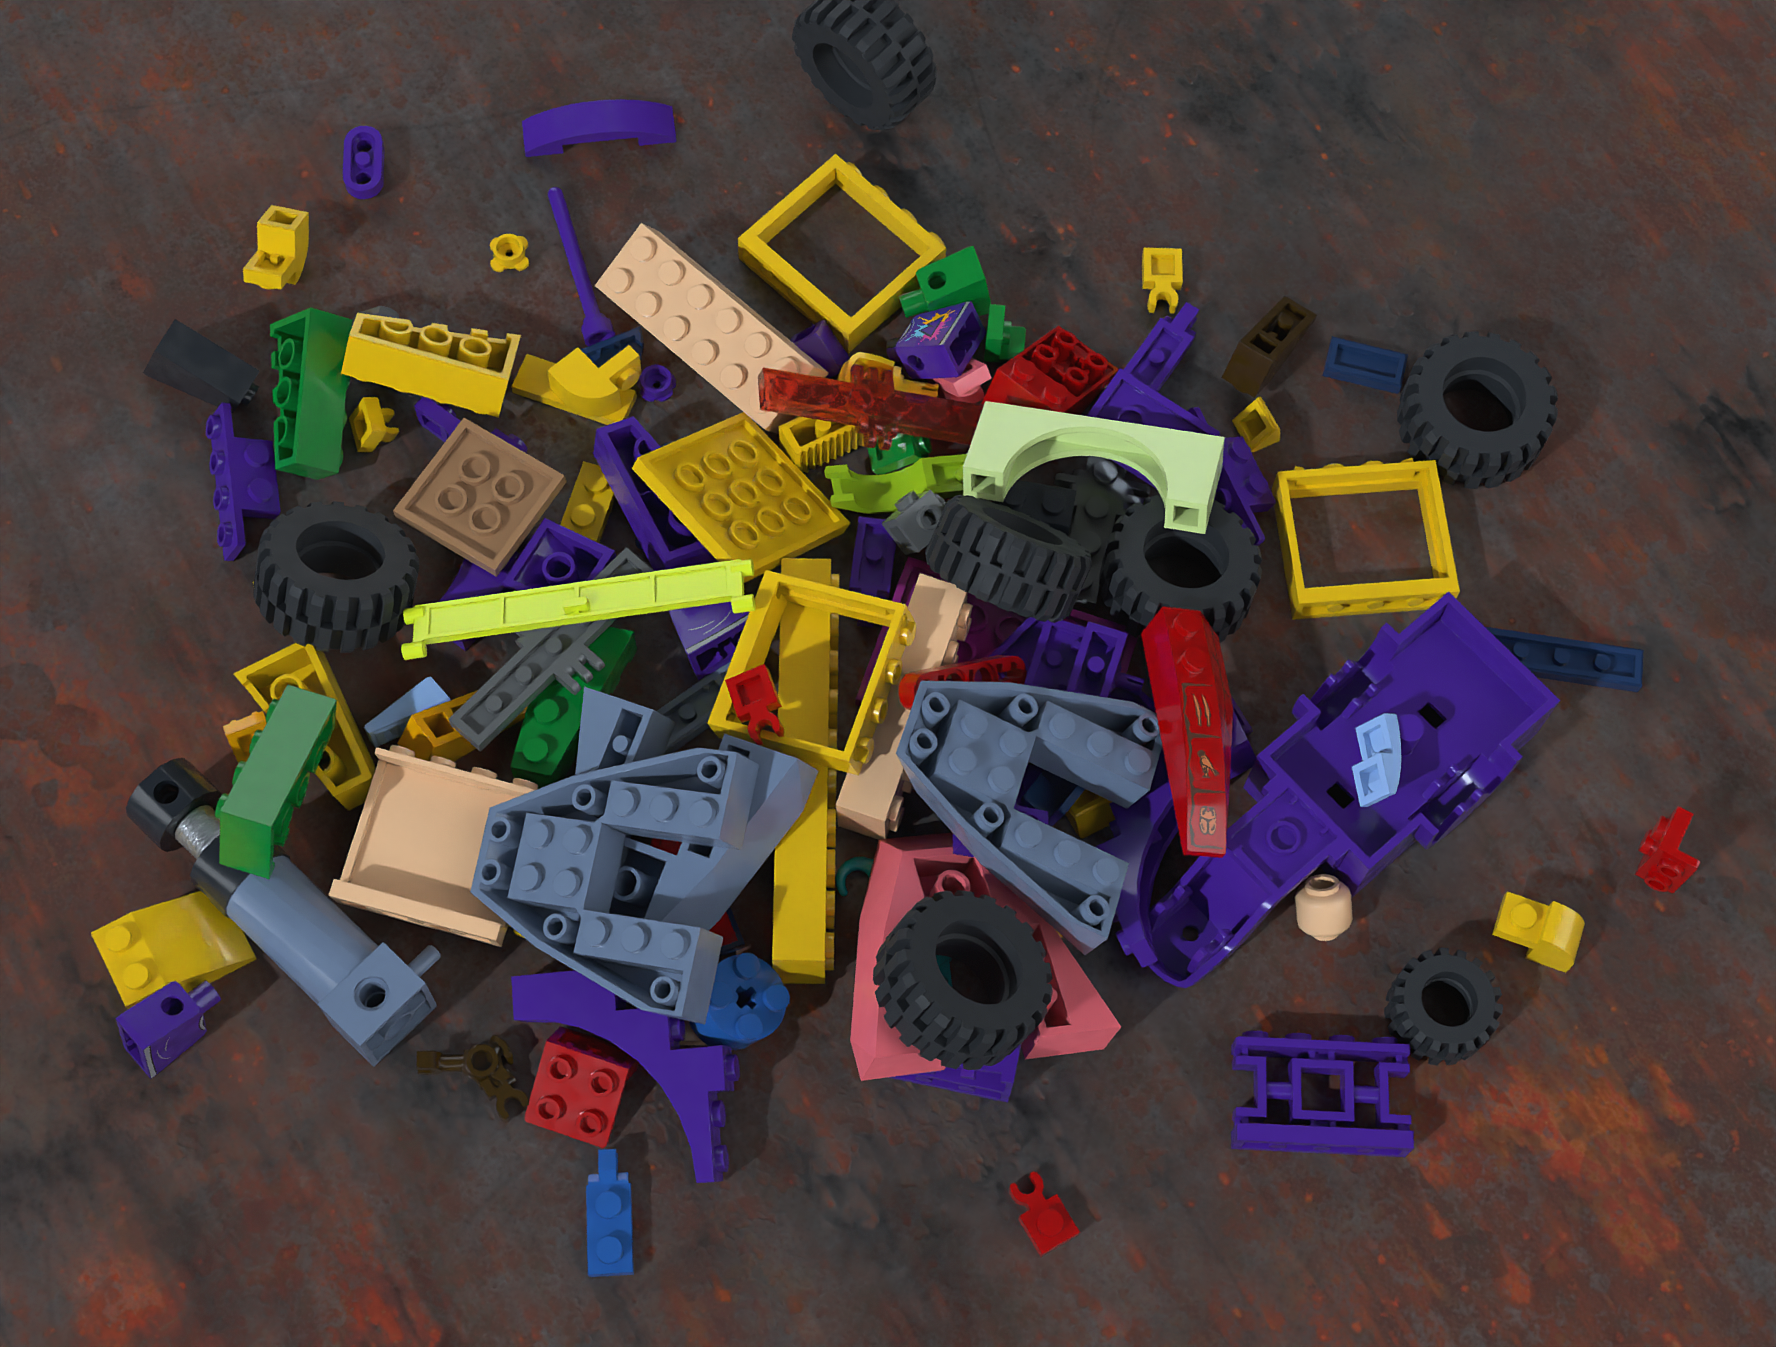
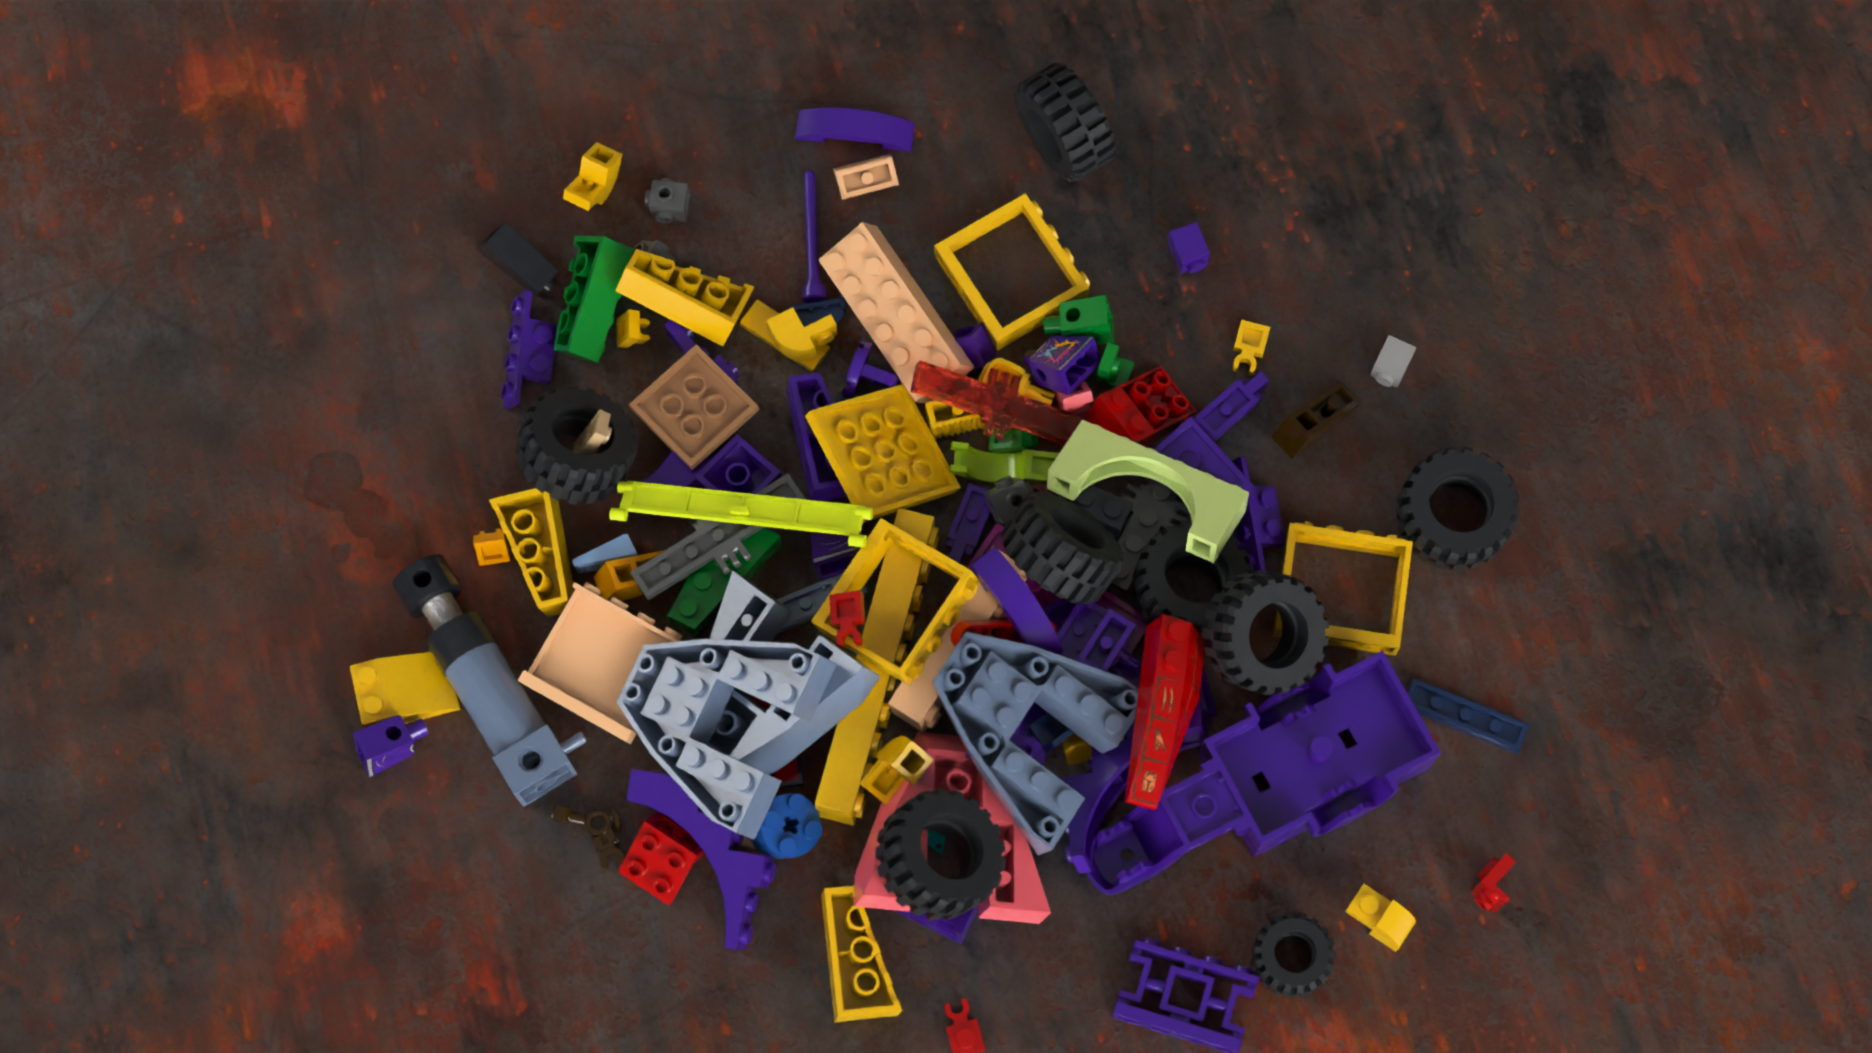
camera: 20 degrees right, 5 degrees up
(273, 779) = (498, 588): green wedge -> none
(358, 553) = (594, 434): none -> tan plate
(363, 165) = (673, 121): dark purple plate -> none
(381, 258) = (668, 200): none -> dark grey brick
(505, 244) = (763, 207): yellow plate -> none
(589, 503) = (773, 428): yellow plate -> none
(609, 1219) = (660, 956): blue hinge -> none
(627, 181) = (866, 176): none -> light nougat slope
(660, 375) = (846, 337): dark purple plate -> none
(693, 408) = (861, 371): none -> dark purple tile
(868, 878) = (896, 762): none -> yellow brick
(880, 1166) = (856, 969): none -> yellow wedge
(968, 631) = (1016, 601): none -> dark purple slope
(1054, 179) = (1188, 248): none -> dark purple brick
(1257, 425) = (1287, 481): yellow slope -> none
(1323, 907) = (1227, 860): light nougat head -> none
(1337, 592) = (1300, 639): none -> black tyre
(1342, 257) = (1392, 362): none -> light grey brick
(1365, 365) = (1386, 450): dark blue tile -> none
(1381, 759) = (1289, 775): light blue slope -> none

